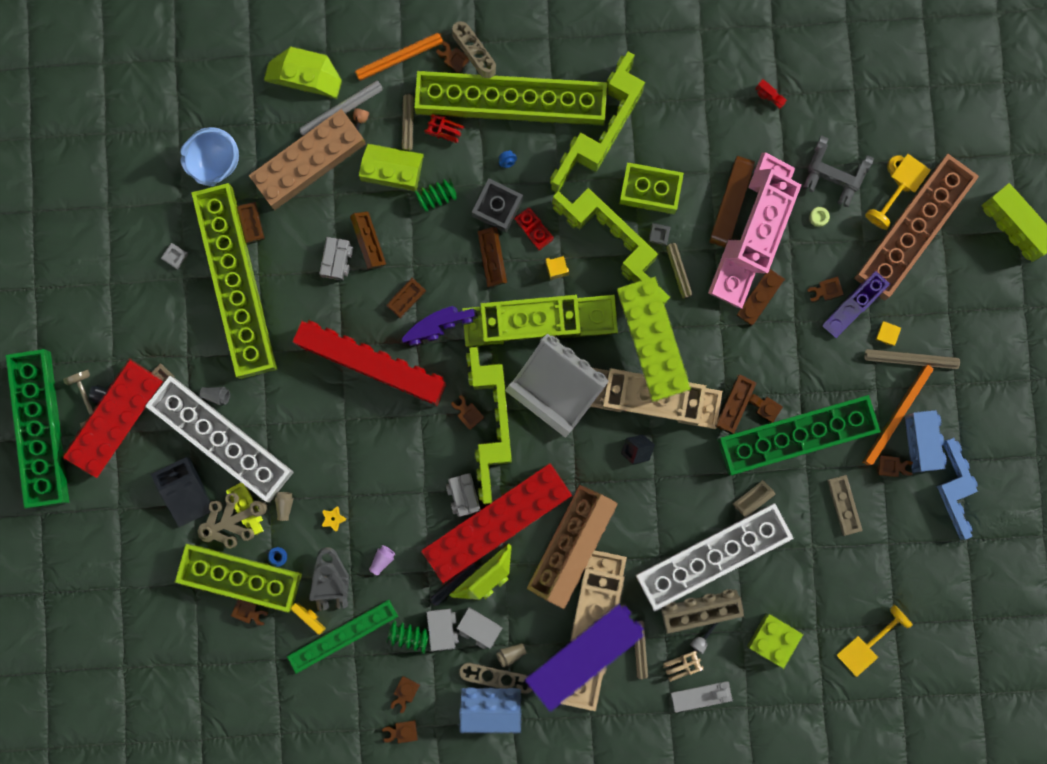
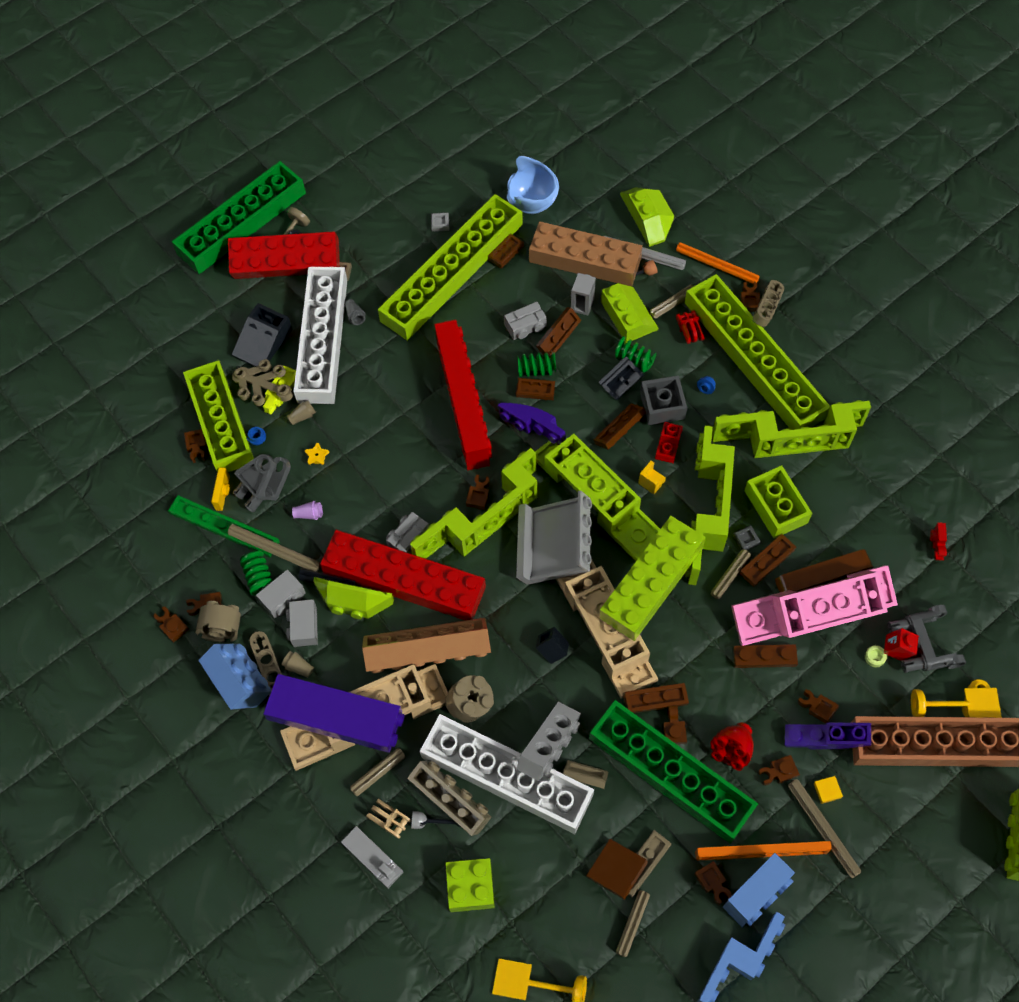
camera: 55 degrees right, 20 degrees down
(349, 193) = (583, 293): none -> light grey piece
(385, 280) = (536, 364): none -> green piece
(396, 610) = (273, 548): none -> dark tan axle
(434, 694) = (218, 622): none -> dark tan brick
(452, 223) = (621, 378): none -> black hinge
(638, 543) = (477, 690): none -> dark tan brick
(689, 234) = (767, 560): none -> reddish brown plate
(727, 535) = (548, 742): none -> light grey brick
(811, 375) = (733, 746): none -> red piece
(827, 193) = (901, 644): none -> red brick
(837, 527) = (617, 869): none -> reddish brown tile
(851, 354) = (782, 769): none -> reddish brown plate
(880, 544) = (632, 923): none -> dark tan axle

